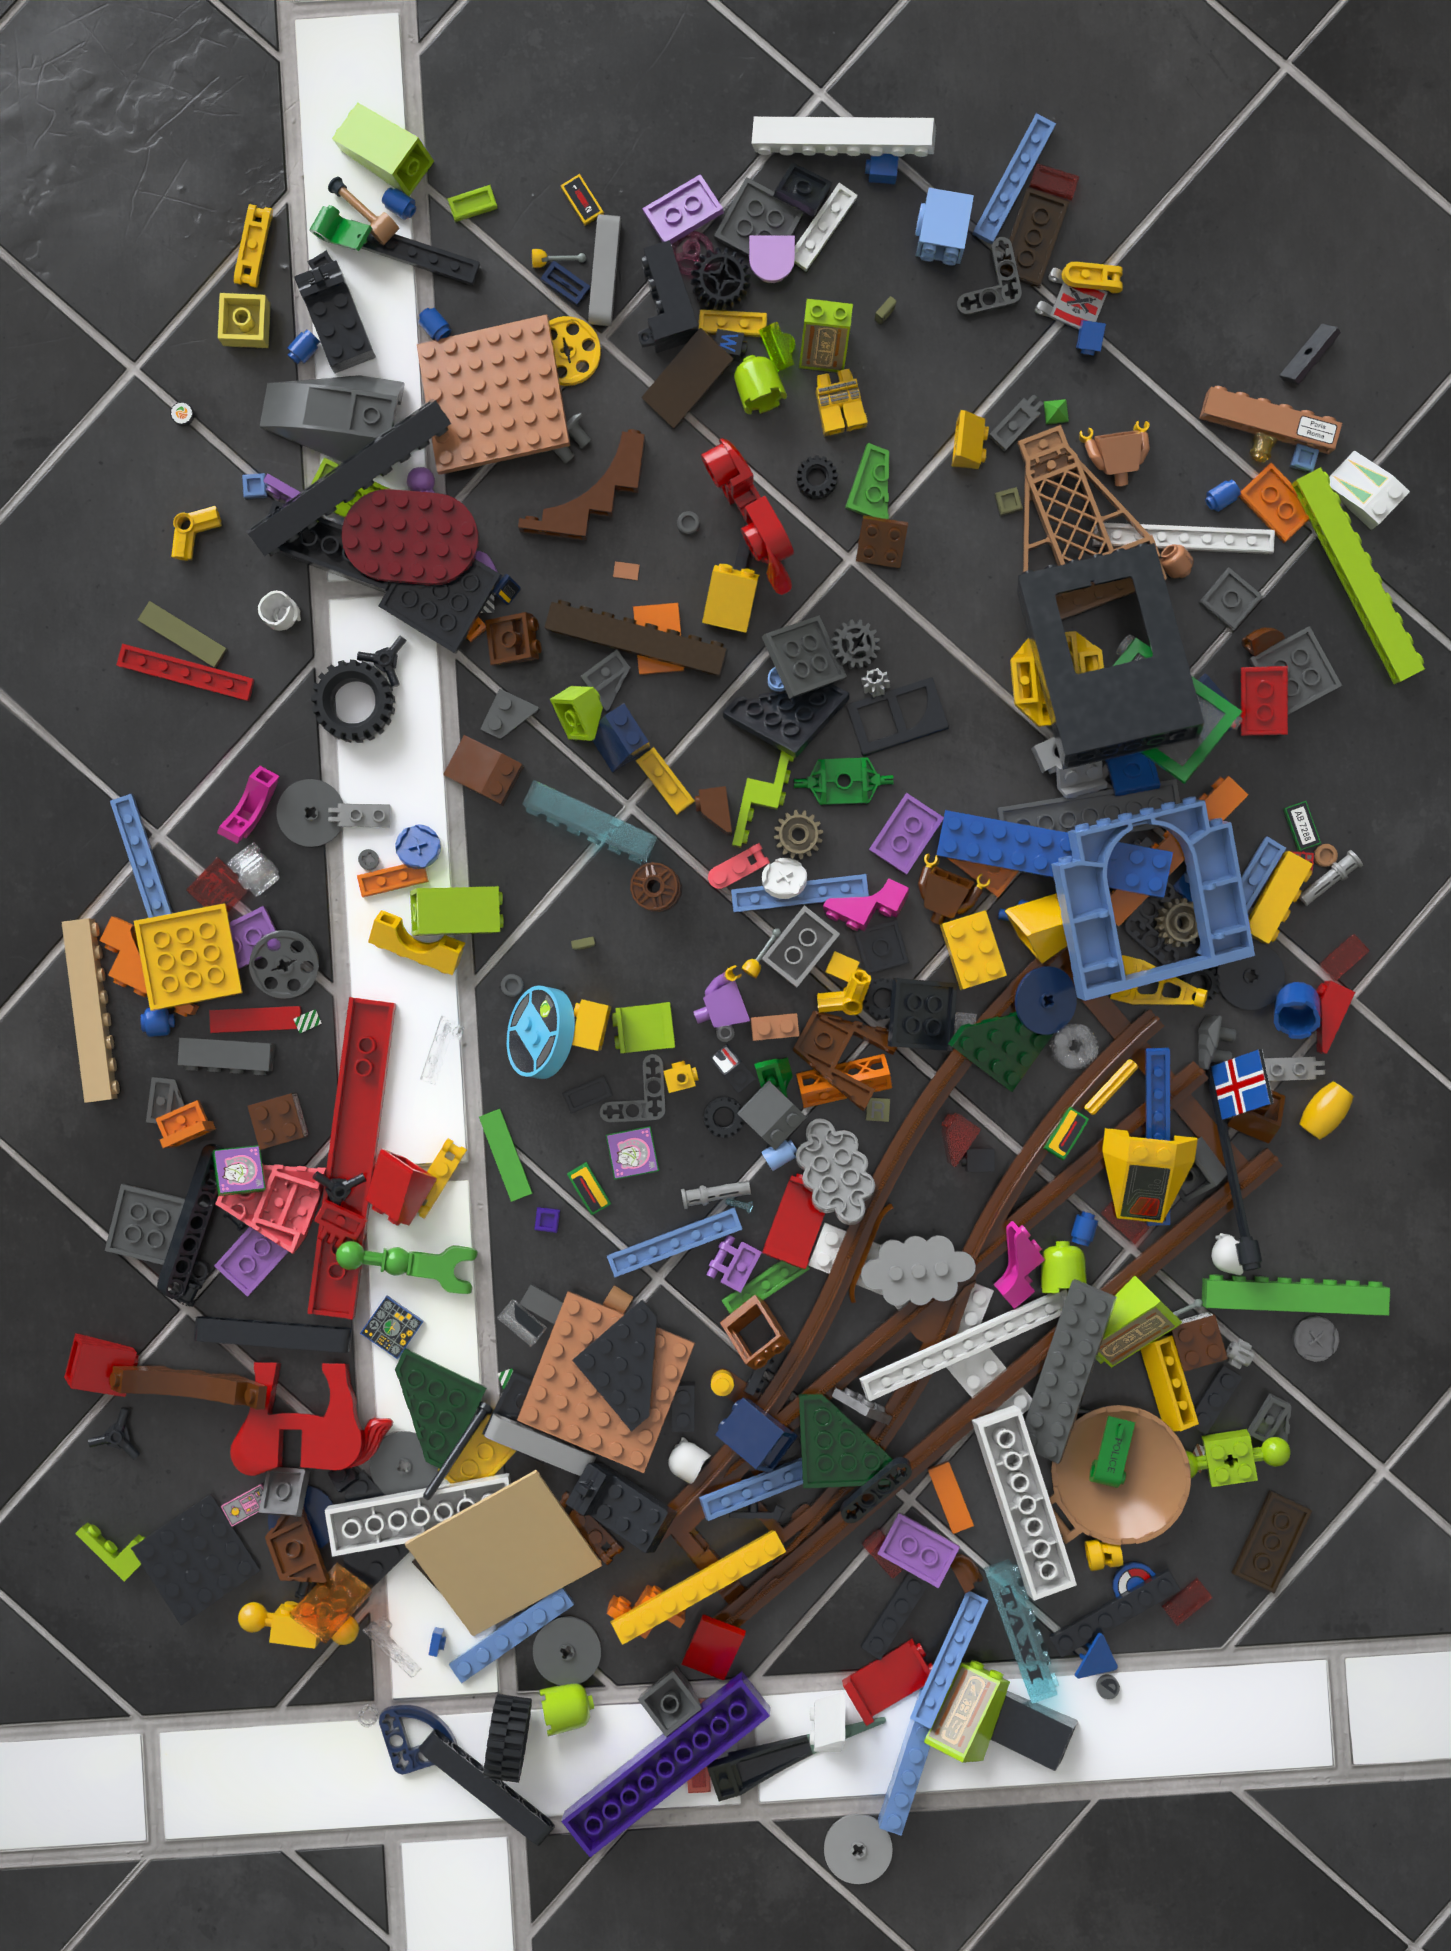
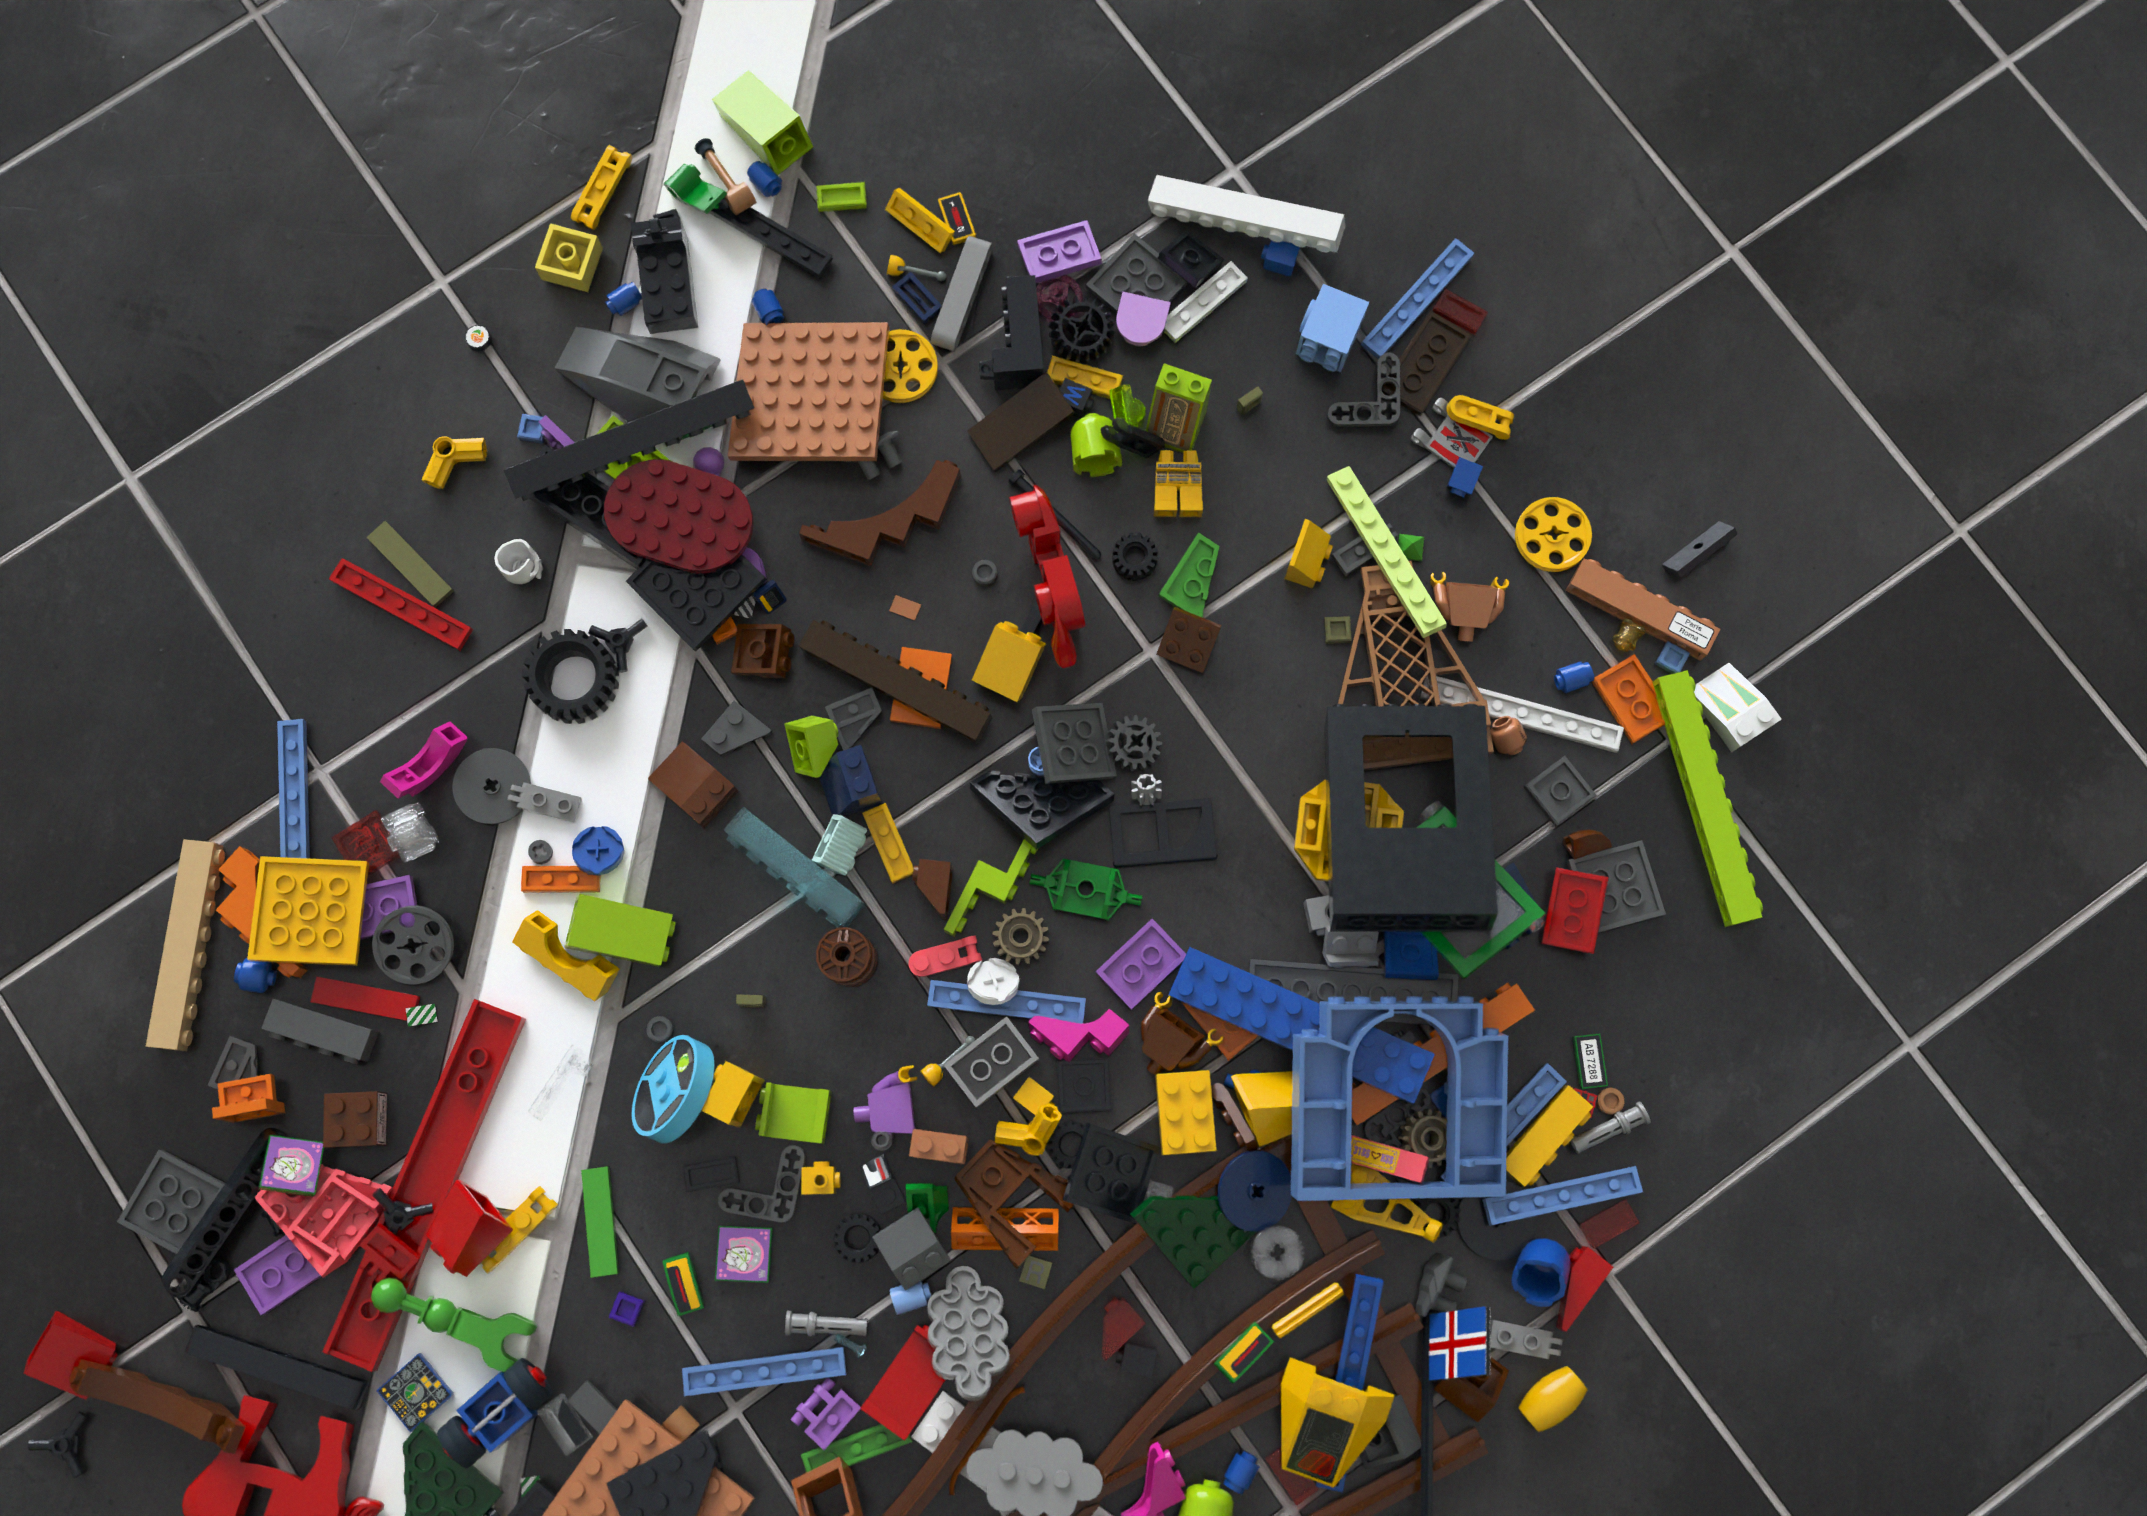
camera: 15 degrees right, 10 degrees down
(464, 1327) = (495, 1413): none -> brick
(549, 209) = (919, 220): none -> yellow plate
(624, 793) = (840, 845): none -> light aqua brick
(754, 466) = (1017, 479): none -> black bar
(791, 371) = (1132, 438): none -> black hinge
(1013, 943) = (1233, 1117): none -> hinge
(1036, 421) = (1386, 552): none -> yellowish green plate
(1152, 948) = (1388, 1159): none -> tile
(1182, 360) = (1560, 526): none -> yellow wedge
(1301, 943) = (1562, 1195): none -> medium blue plate

